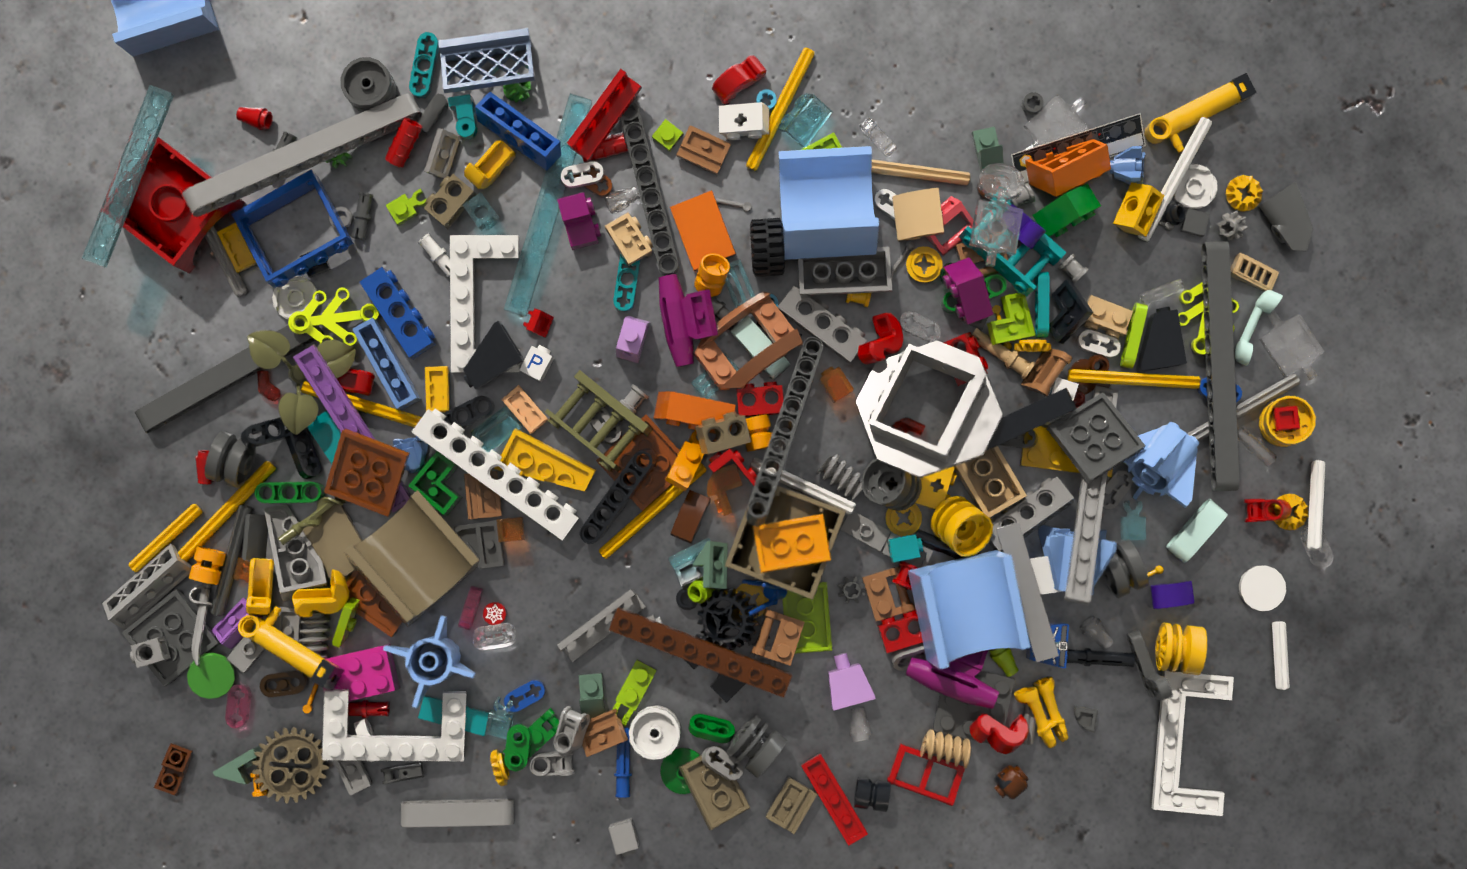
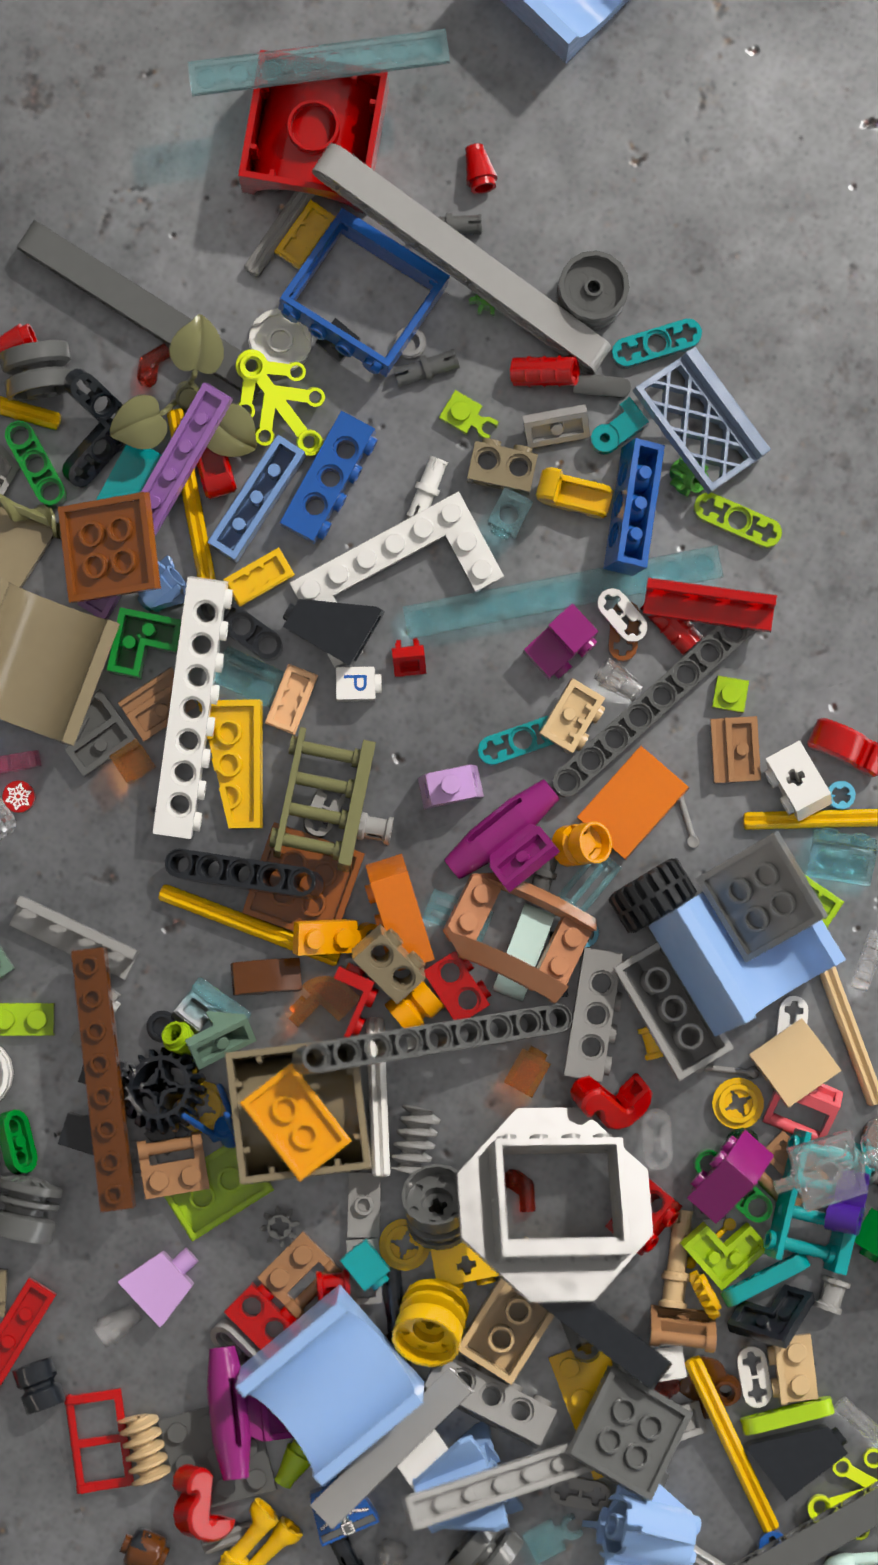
camera: 60 degrees right, 0 degrees up
(561, 64) = (740, 533): none -> lime beam
(804, 177) = (761, 896): none -> dark grey plate

